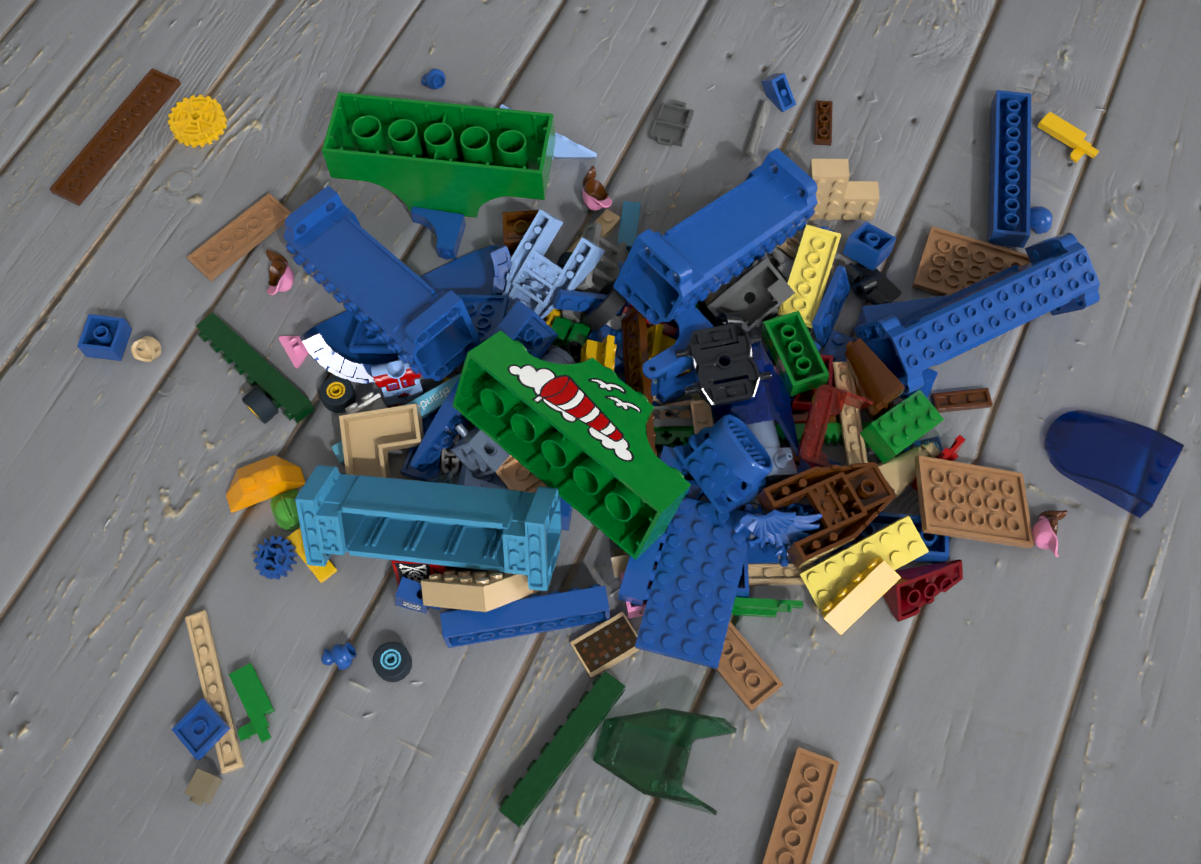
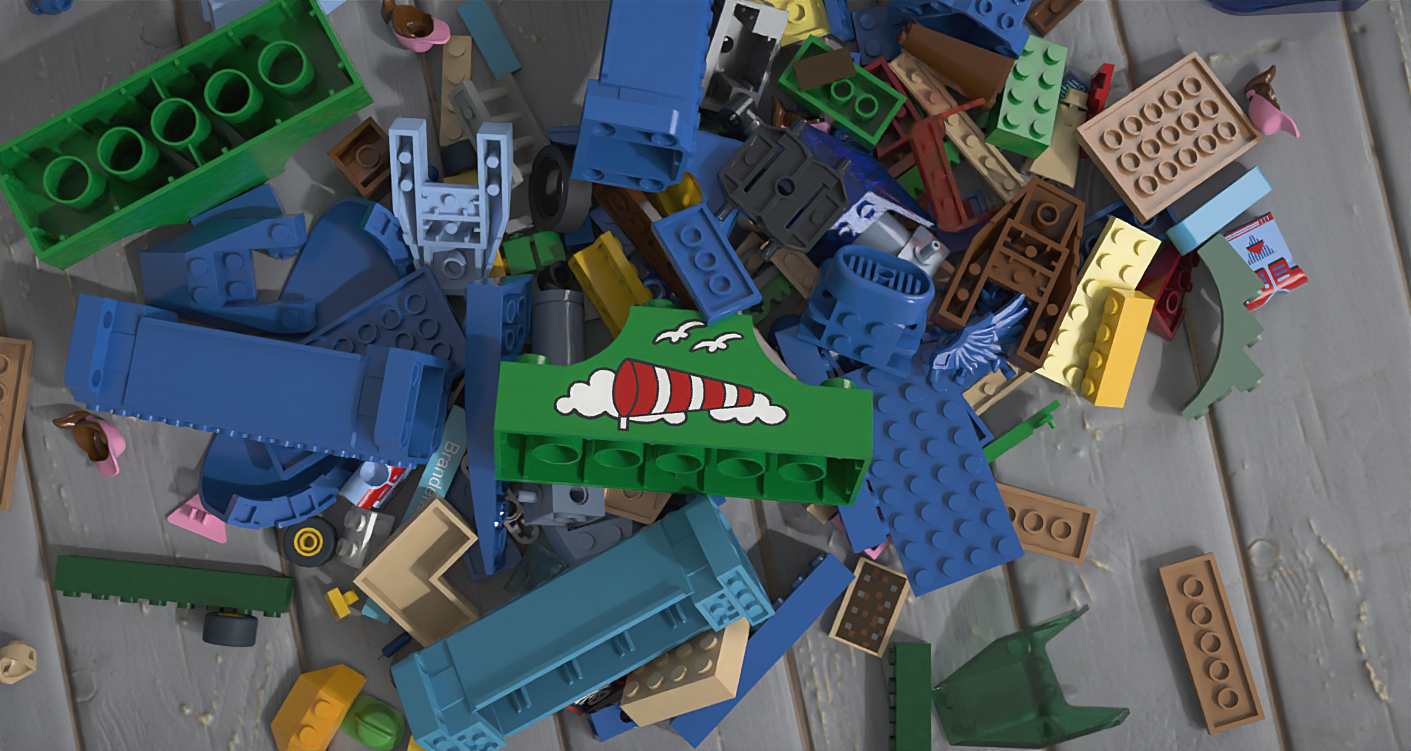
camera: 45 degrees left, 20 degrees up
(326, 434) = (339, 603): none -> yellow tile
(408, 232) = (212, 275): none -> blue wedge
(580, 301) = (530, 209): blue plate -> none
(650, 368) = (706, 263): none -> blue tile
(793, 330) = (824, 69): none -> dark brown tile
(959, 607) = (1231, 366): none -> sand green arch
(977, 562) = (1219, 210): none -> beam
(983, 610) = (1268, 256): none -> piece

